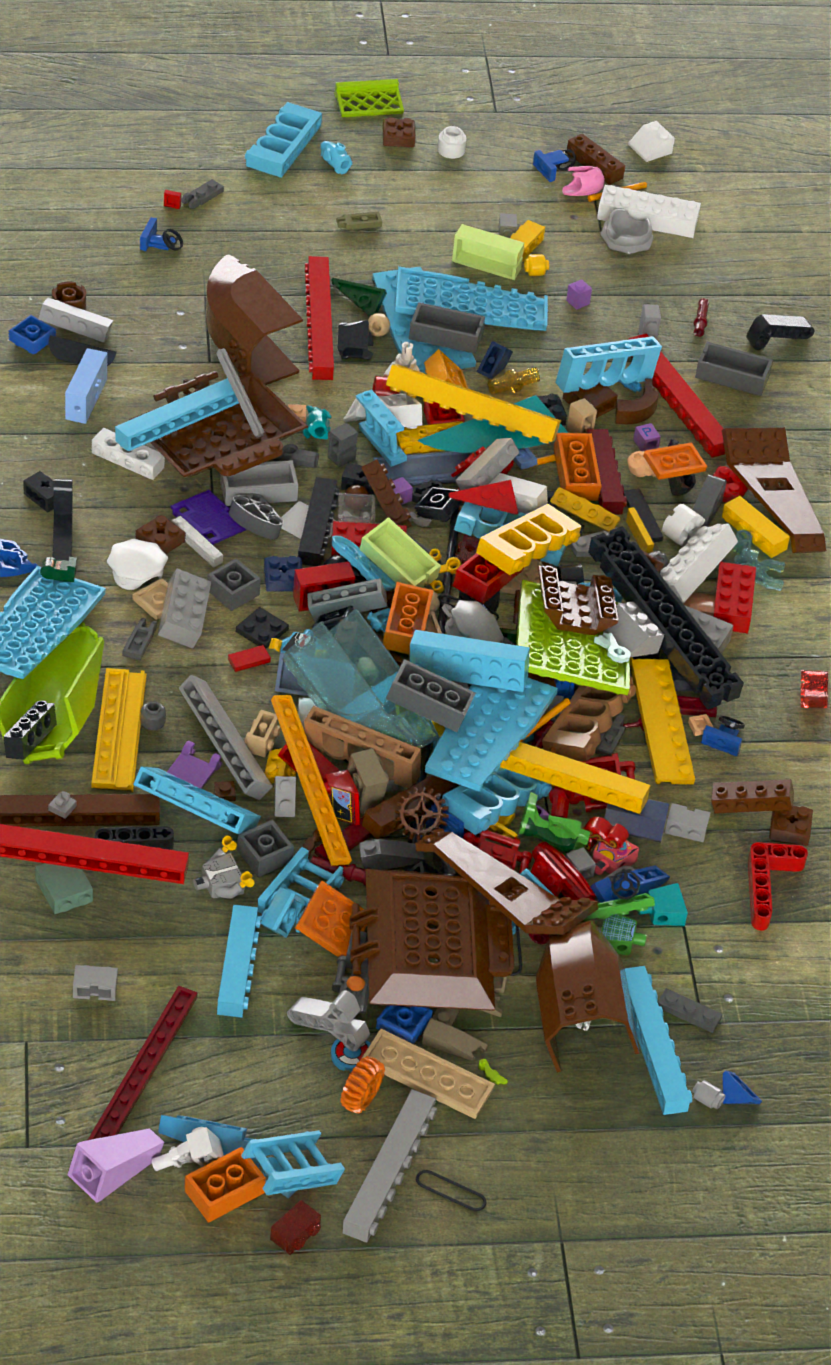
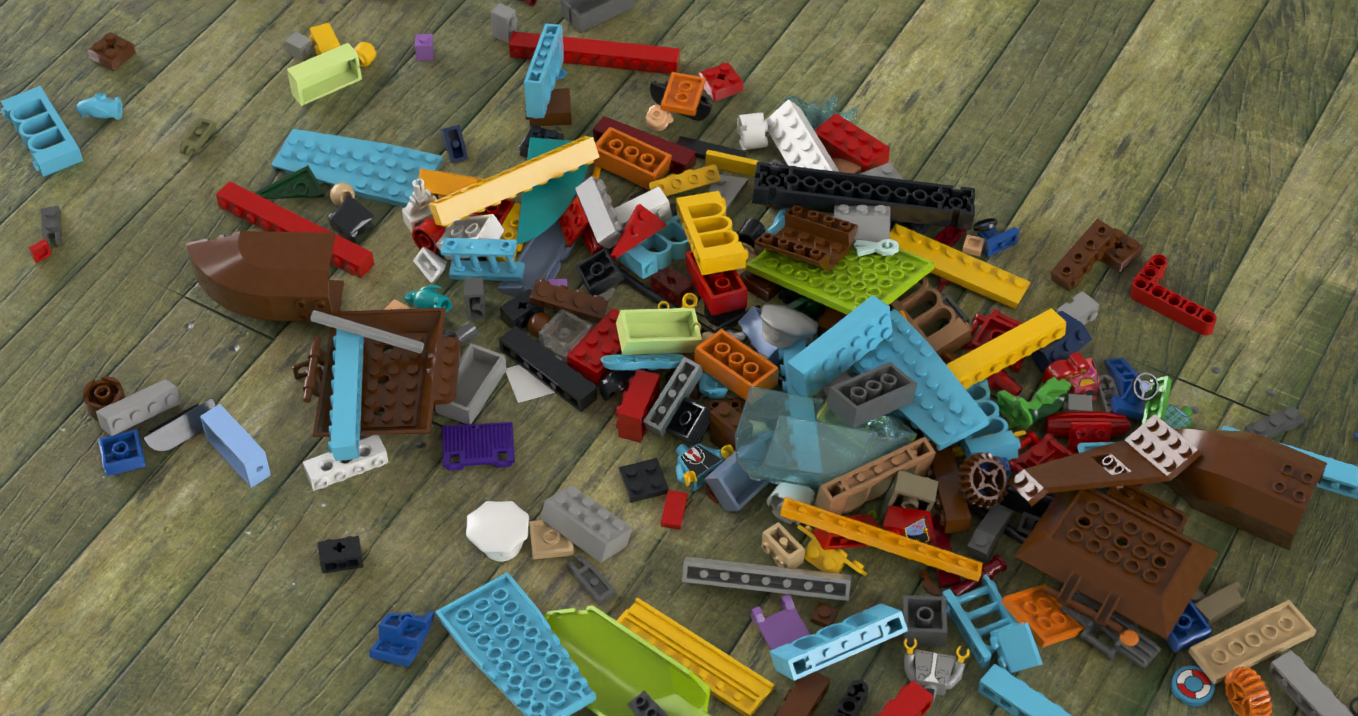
camera: 50 degrees left, 5 degrees up
(59, 569) = (462, 594): dark green leg -> none
(62, 519) = (407, 568): black beam -> none
(153, 715) = (701, 620): dark grey head -> none
(161, 532) = (470, 492): reddish brown brick -> none
(163, 241) = (83, 290): blue piece -> none
(199, 543) = (499, 470): white piece -> none
(234, 584) = (583, 469): dark grey brick -> none
(256, 515) = (508, 408): dark grey beam -> none
(280, 572) = (591, 428): dark blue brick -> none
(284, 796) = (876, 570): light grey brick -> none
(332, 1017) = (1170, 671): light grey beam -> none
(368, 90) = (34, 41): lime fence -> none
(421, 490) = (573, 274): black beam -> none
(447, 328) = (398, 149): dark grey piece -> none
(452, 142) = (161, 24): white piece -> none
(456, 293) = (368, 123): medium azure wing -> none
(490, 1074) = (1271, 596): lime piece -> none
(513, 380) = (487, 144): clear yellow piece -> none
(581, 416) = (578, 123): tan brick -> none
(639, 409) = (589, 91): reddish brown arch -> none
(646, 437) = (627, 99): medium lavender brick -> none
(668, 907) = (1159, 369): teal torso -> none
(710, 498) = (733, 98): dark grey beam -> none
(762, 458) = (734, 50): reddish brown wing -> none
(763, 531) = (776, 89): yellow brick -> none
(814, 689) = (990, 153): clear red brick -> none

